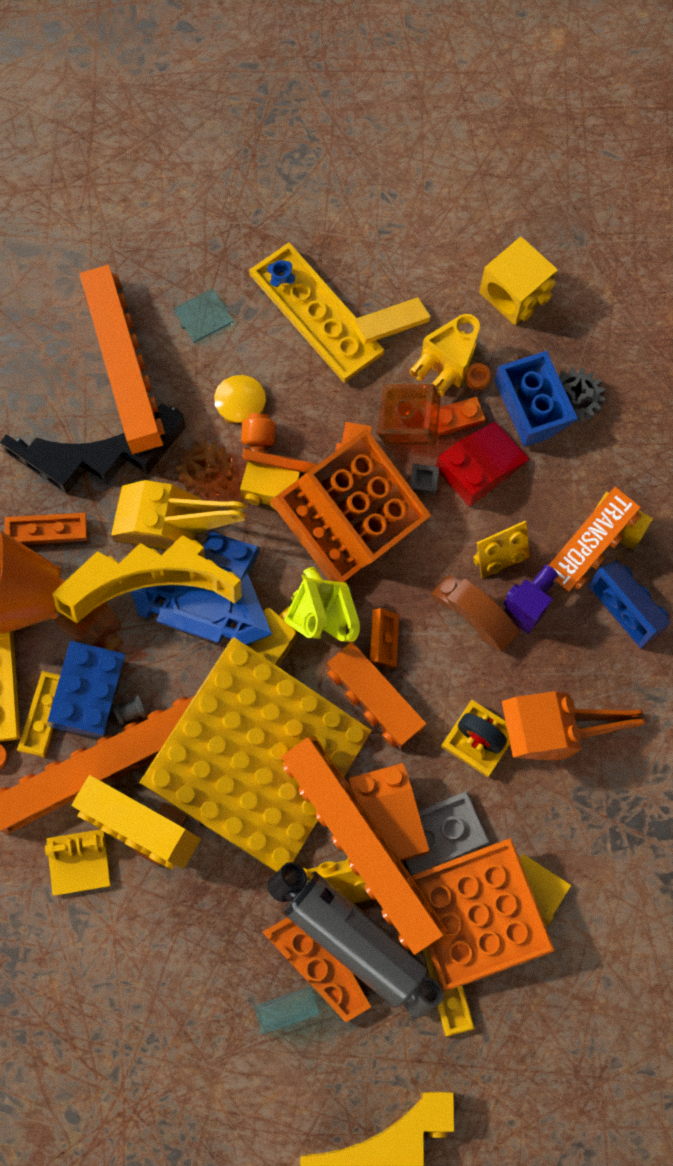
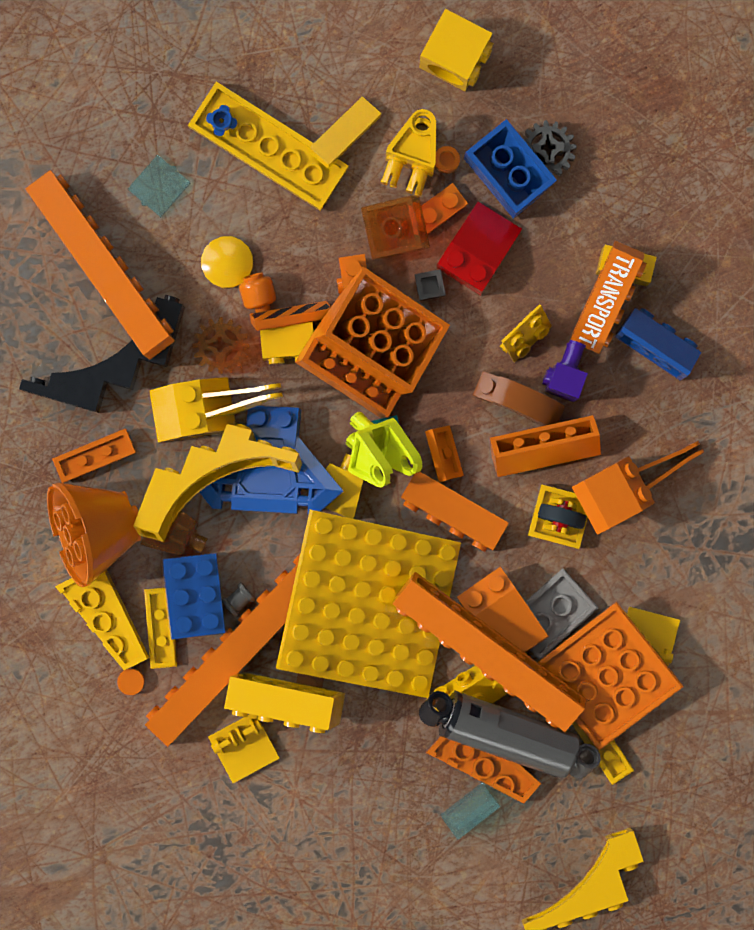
camera: 20 degrees left, 15 degrees up
(487, 662) = (545, 446): none -> orange brick

